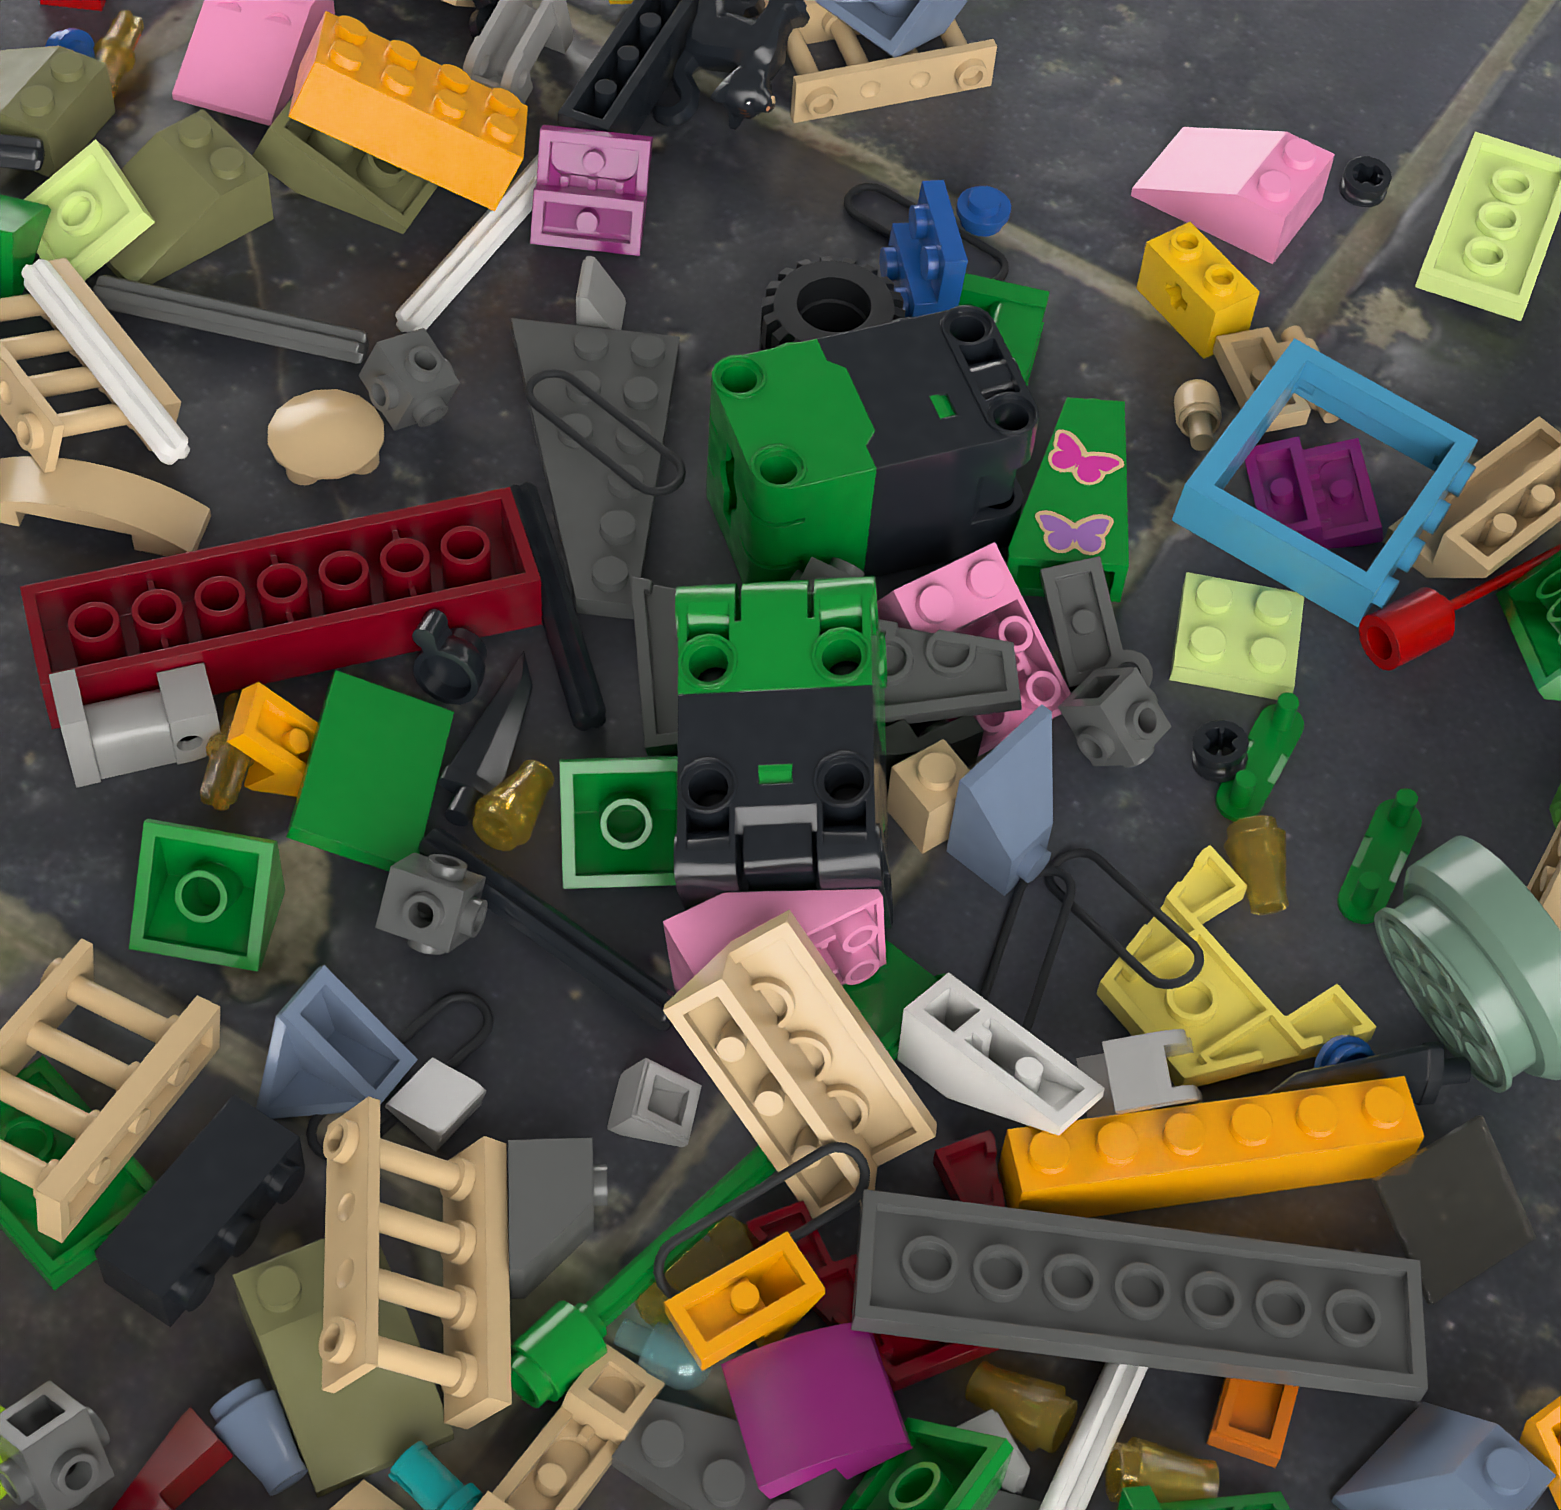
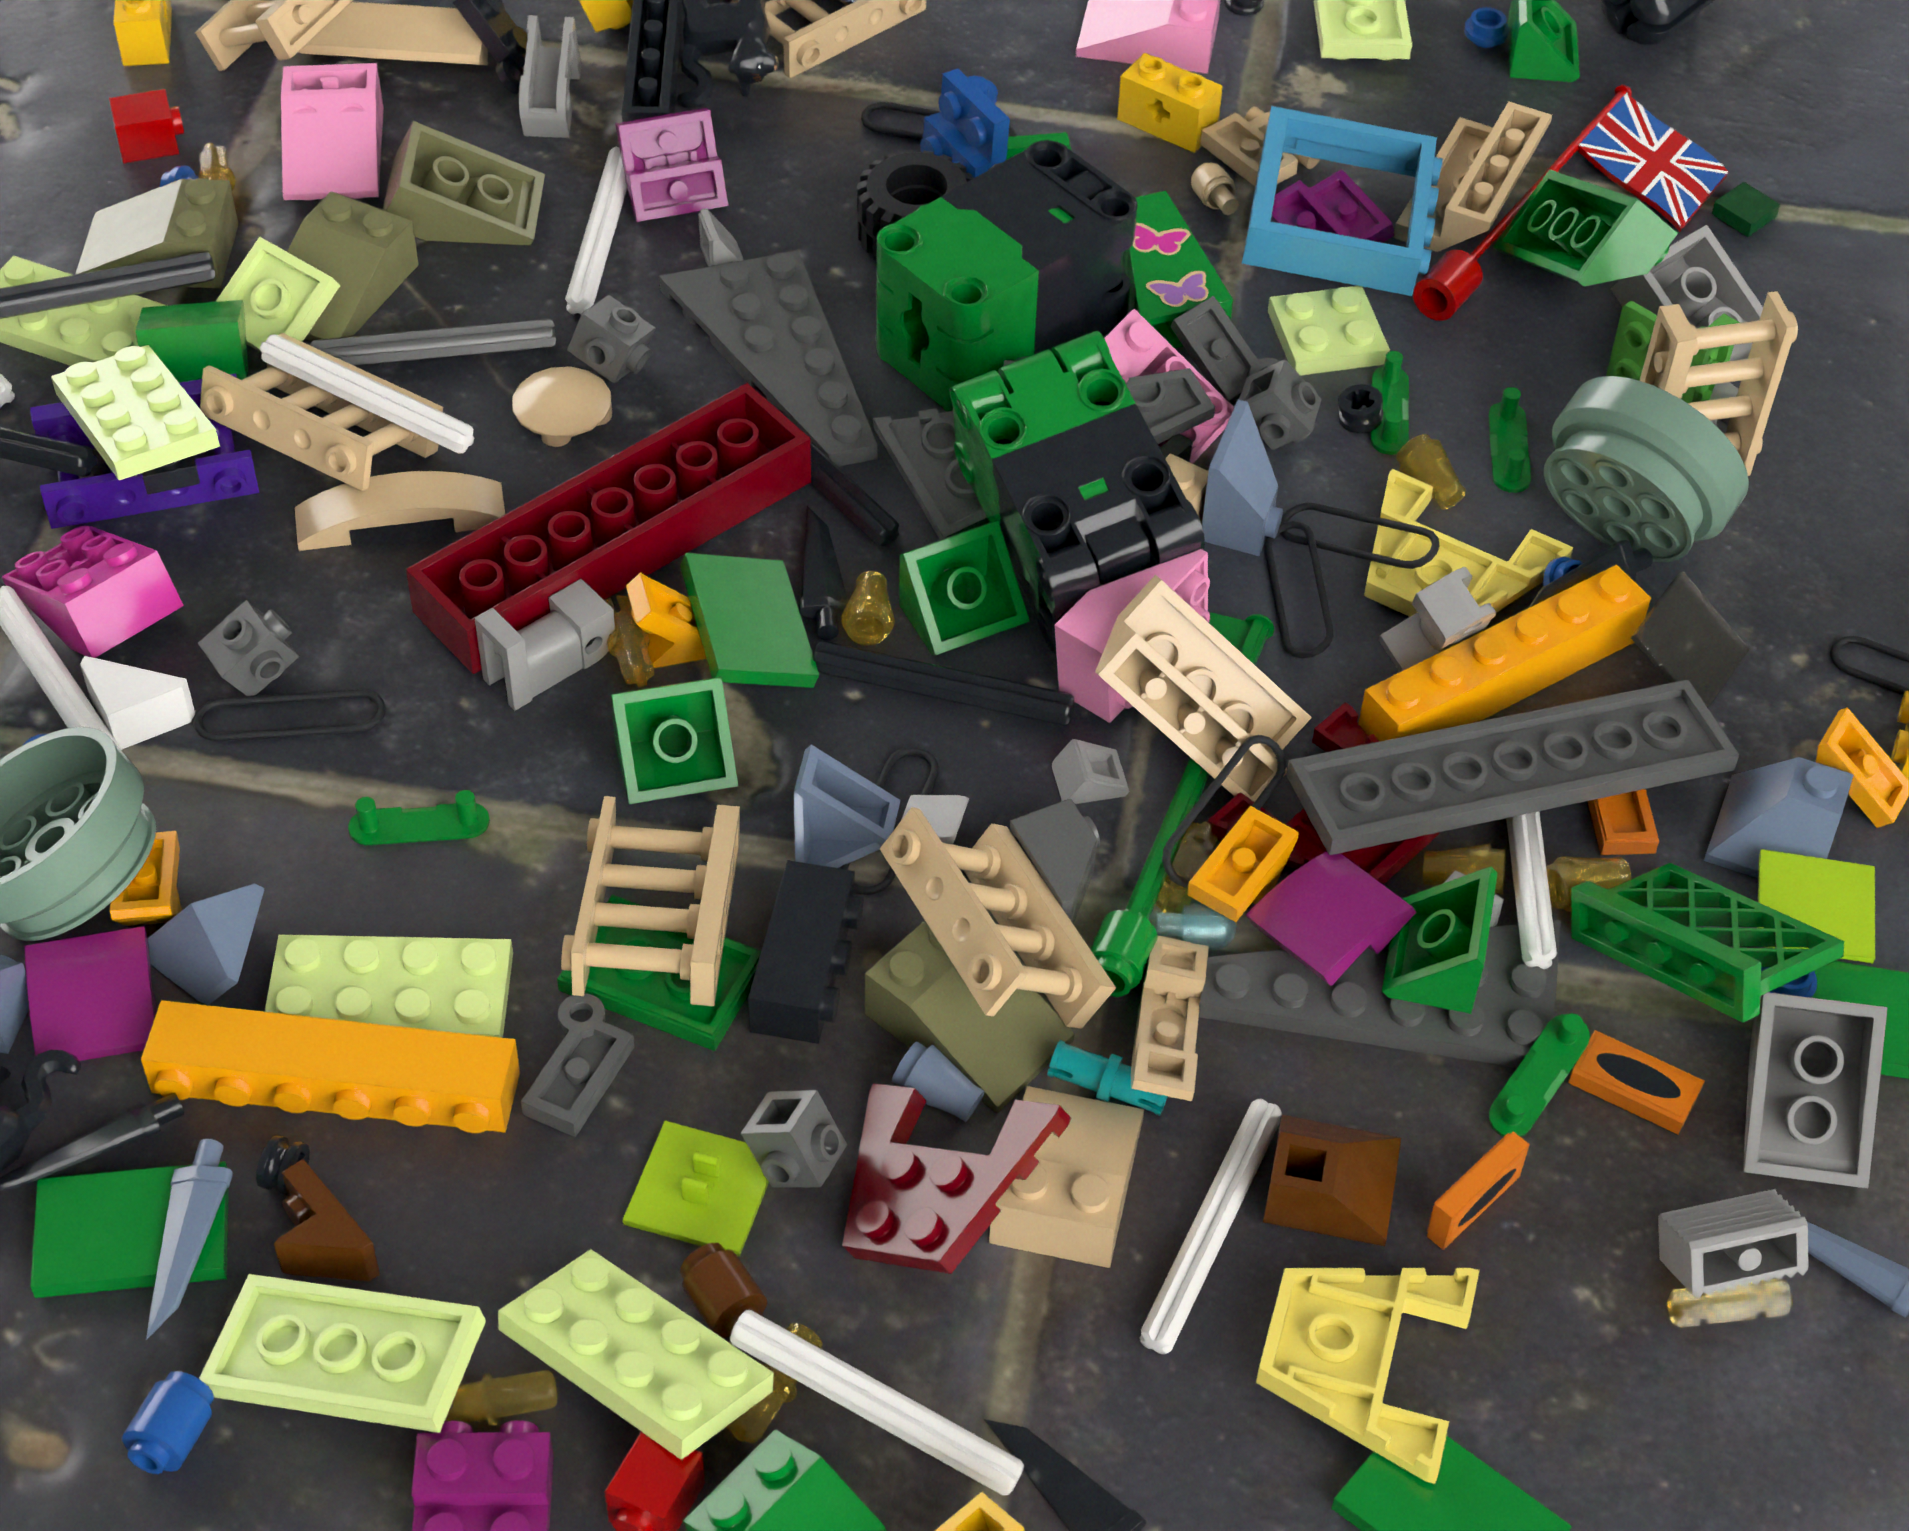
camera: 20 degrees left, 5 degrees down
(410, 110) = (507, 139): light orange brick -> none
(432, 903) = (851, 709): dark grey brick -> none
(450, 660) = (763, 525): black piece -> none
(625, 475) = (783, 345): black piece -> none
(990, 1060) = (1324, 652): white slope -> none

